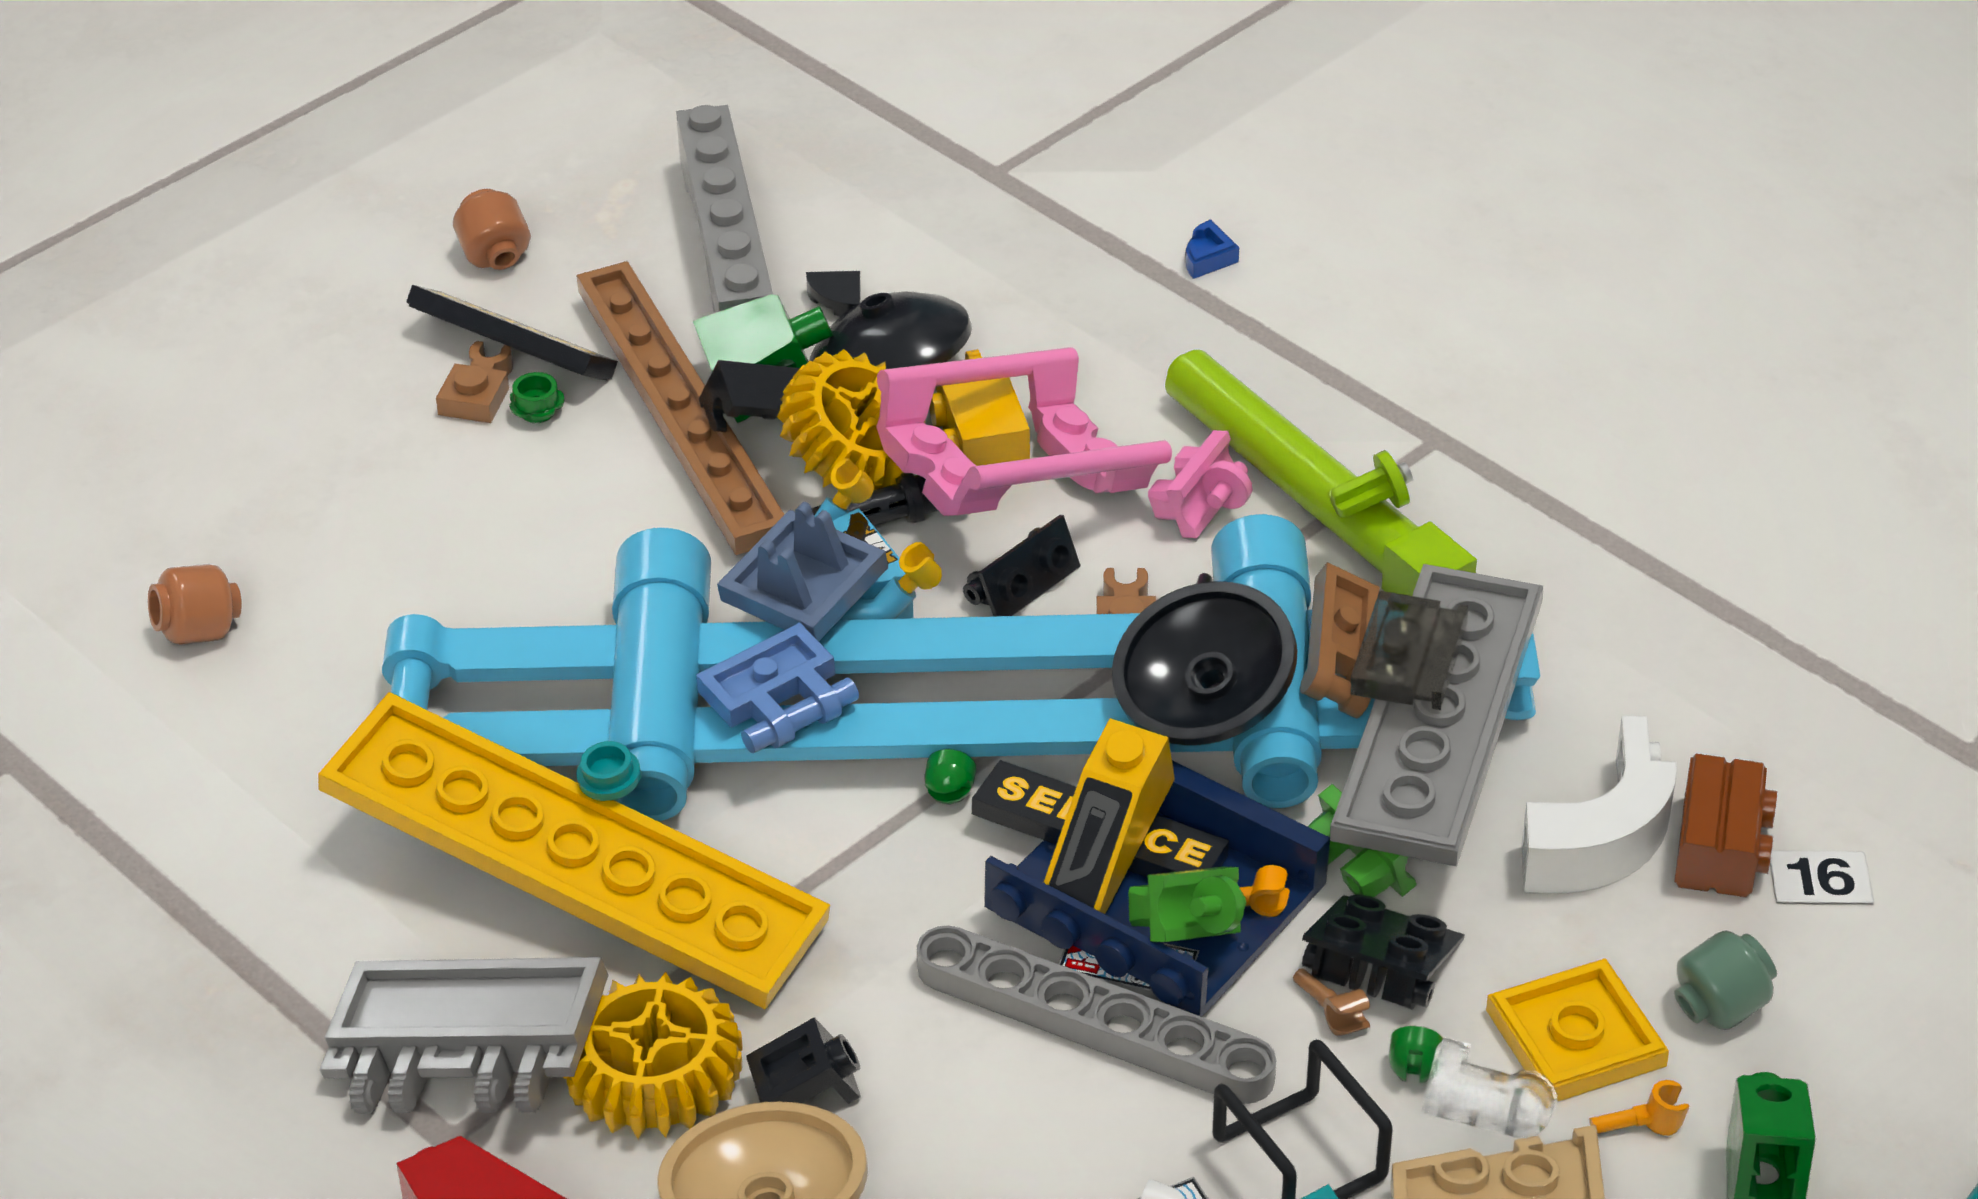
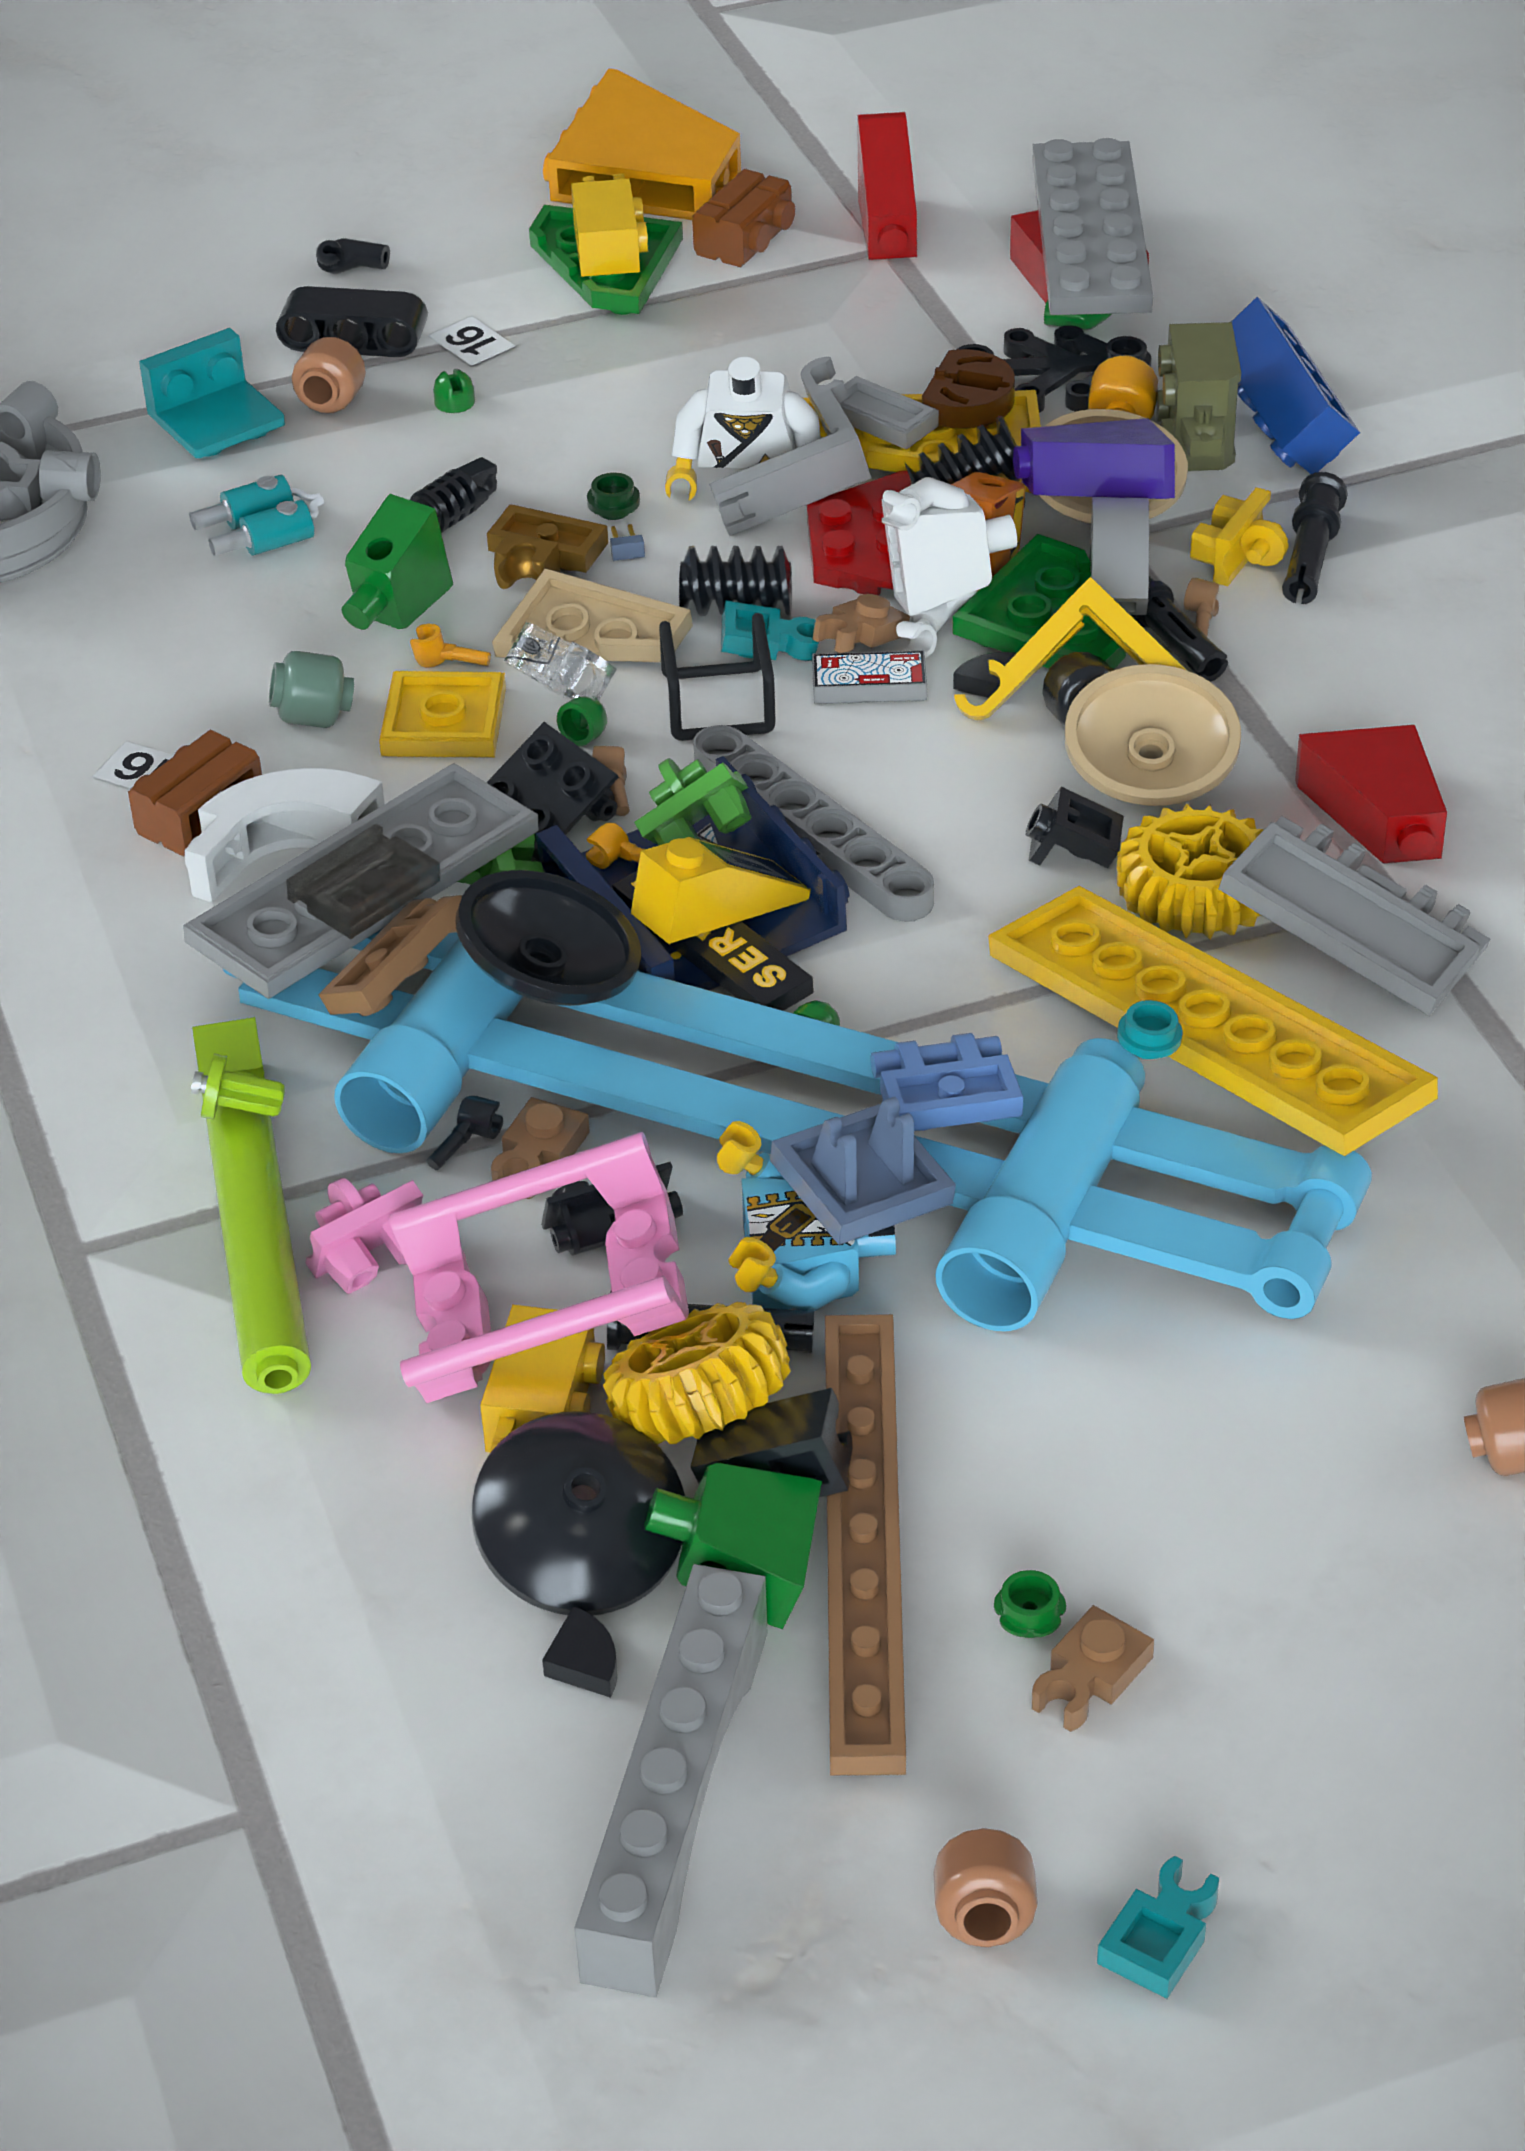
camera: 155 degrees left, 0 degrees up
(369, 245) = (1161, 1935): none -> teal plate
(511, 333) = (1026, 1707): black tile -> none
(1209, 250) = (104, 1569): blue tile -> none

